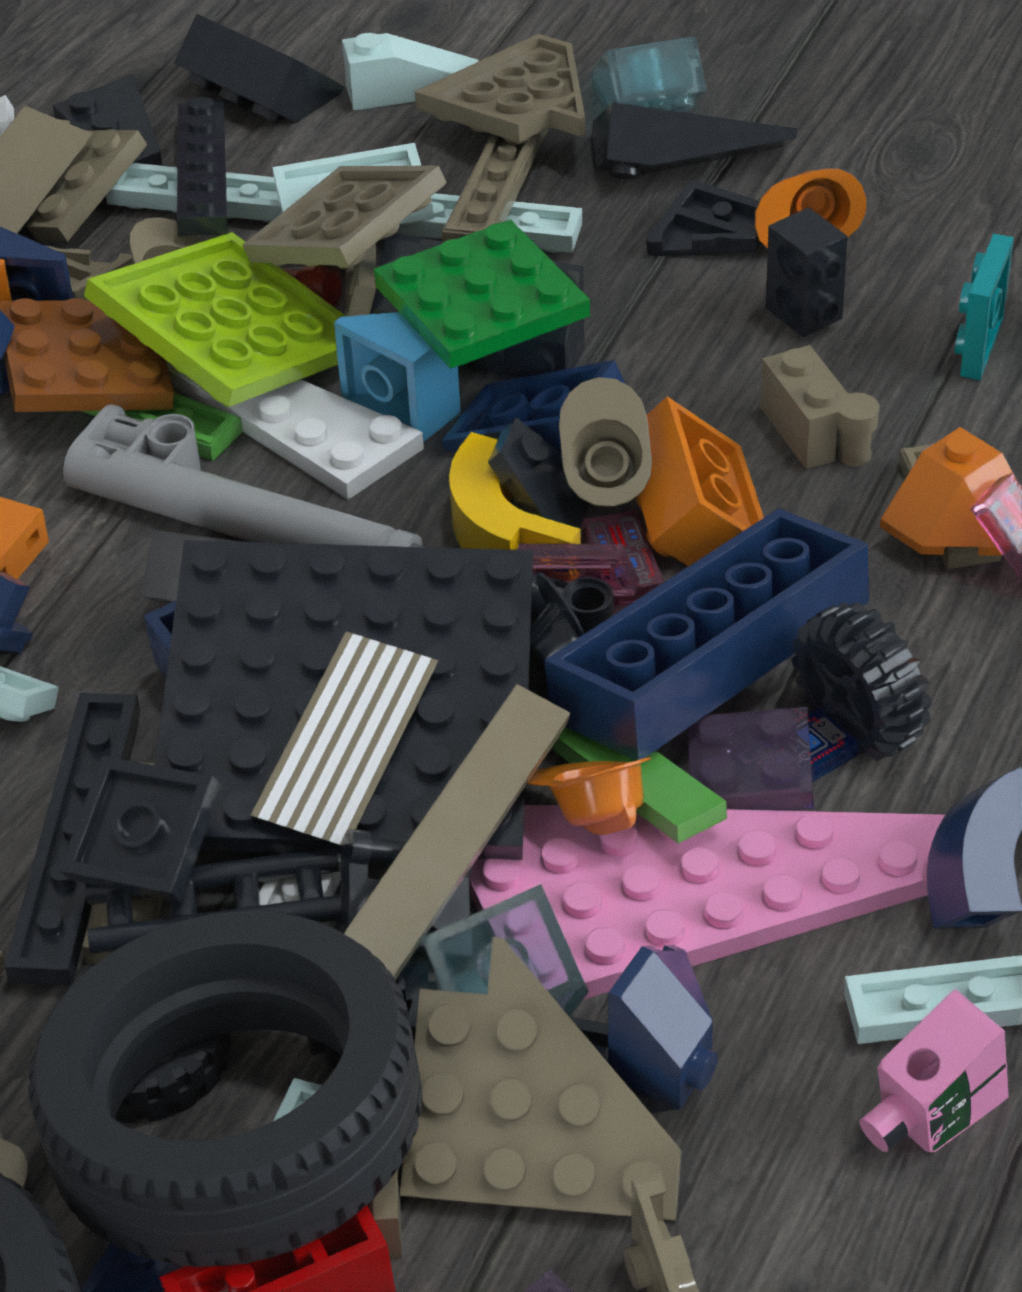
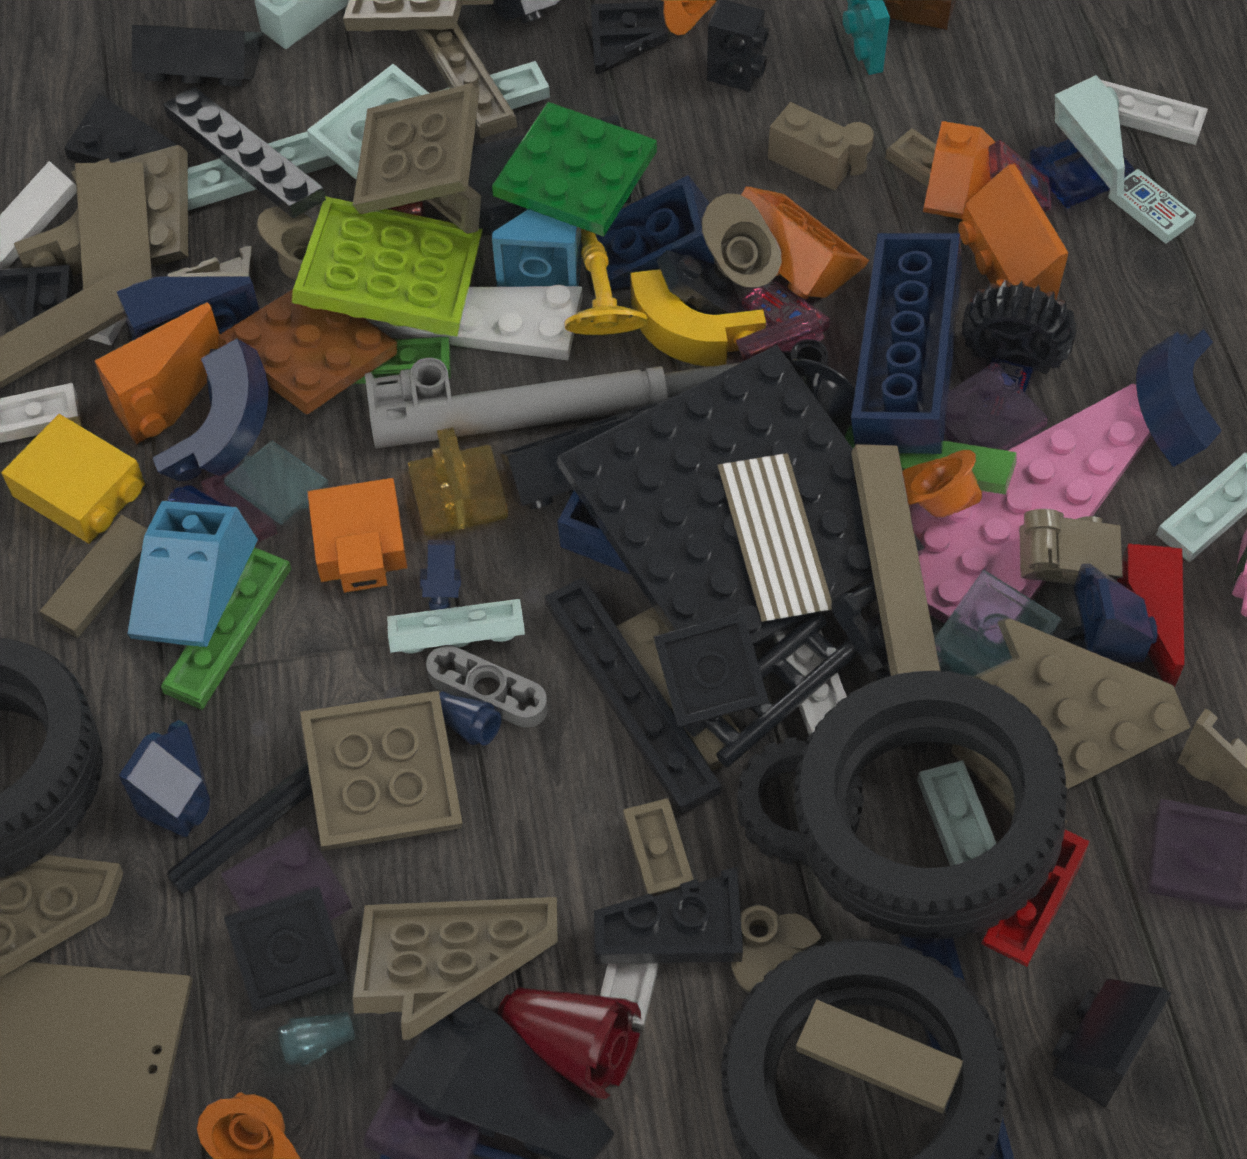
camera: 35 degrees left, 15 degrees up
(101, 551) = (457, 486): none -> clear yellow bracket
(408, 449) = (605, 313): none -> yellow dish
(680, 910) = (1057, 546): none -> dark tan hinge
(769, 1046) = (1158, 578): none -> red slope
(946, 594) = (1013, 234): none -> orange slope

